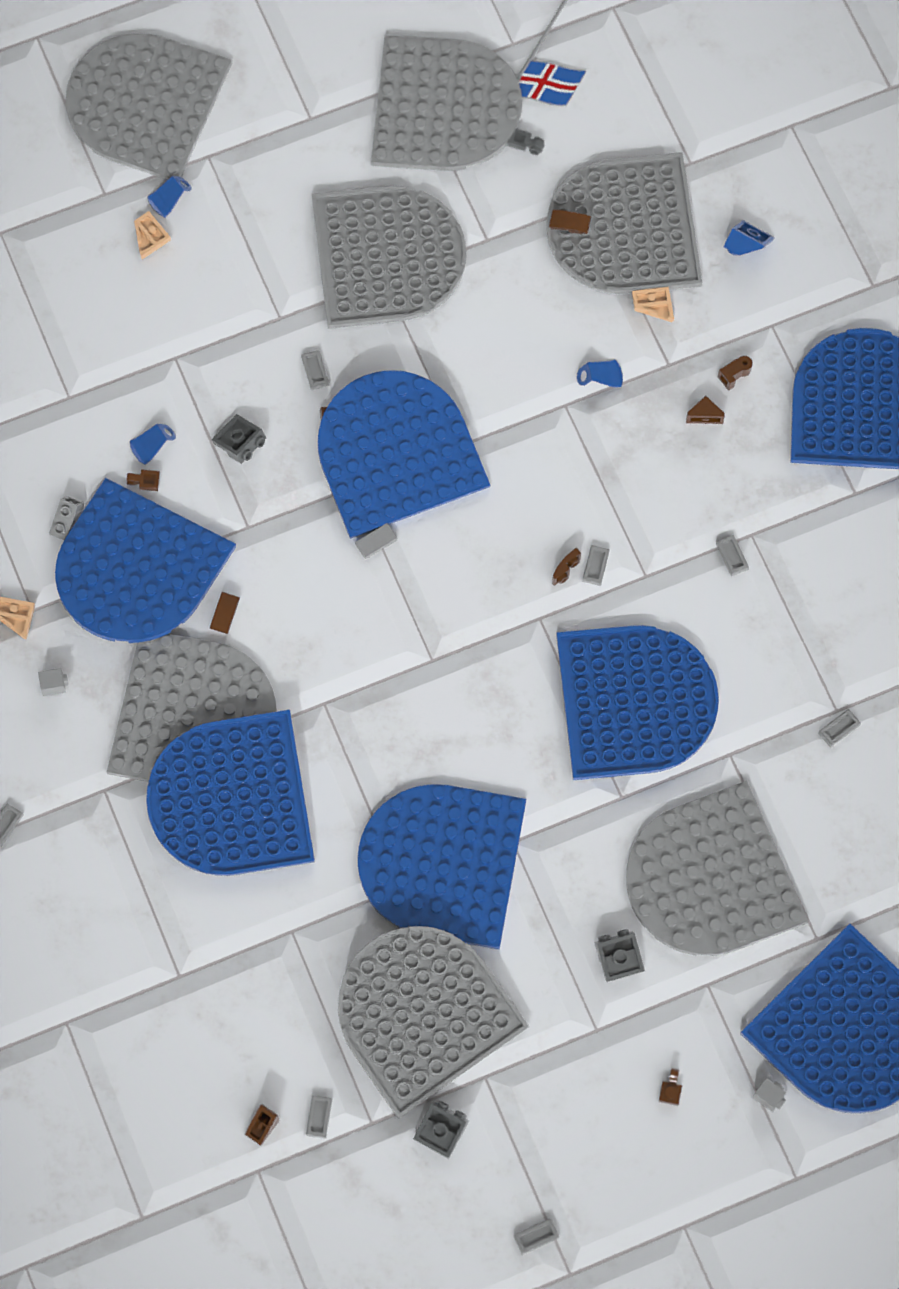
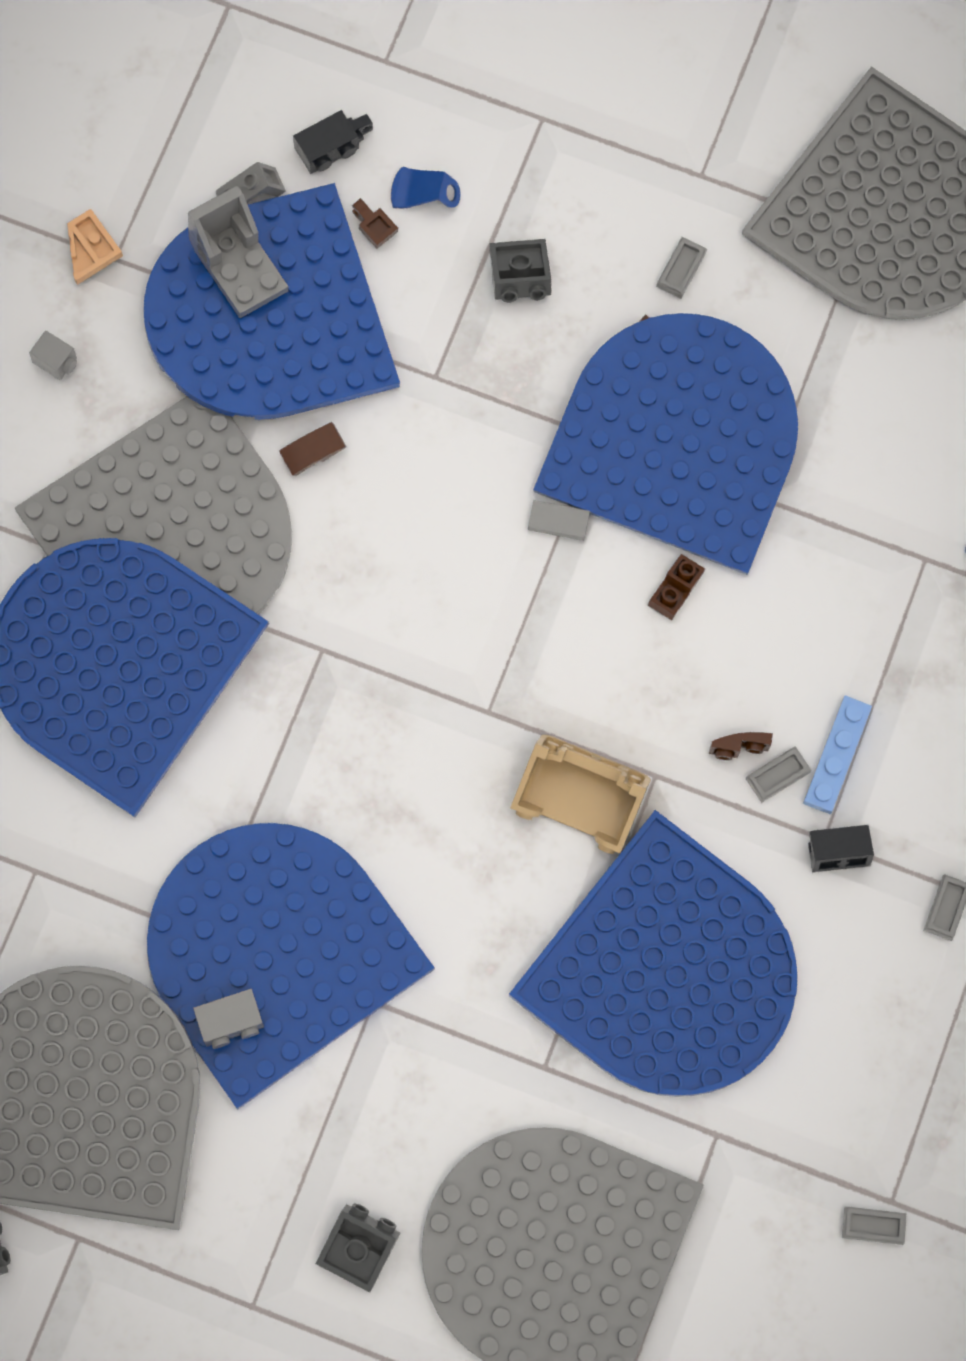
camera: 40 degrees right, 5 degrees up
(82, 459) = (330, 140): none -> black hinge
(90, 553) = (230, 250): none -> light grey bracket
(456, 908) = (229, 1018): none -> light grey brick
(463, 522) = (676, 587): none -> reddish brown slope
(515, 655) = (581, 791): none -> tan windscreen
(614, 531) = (837, 754): none -> light blue plate
(658, 572) = (840, 848): none -> black hinge

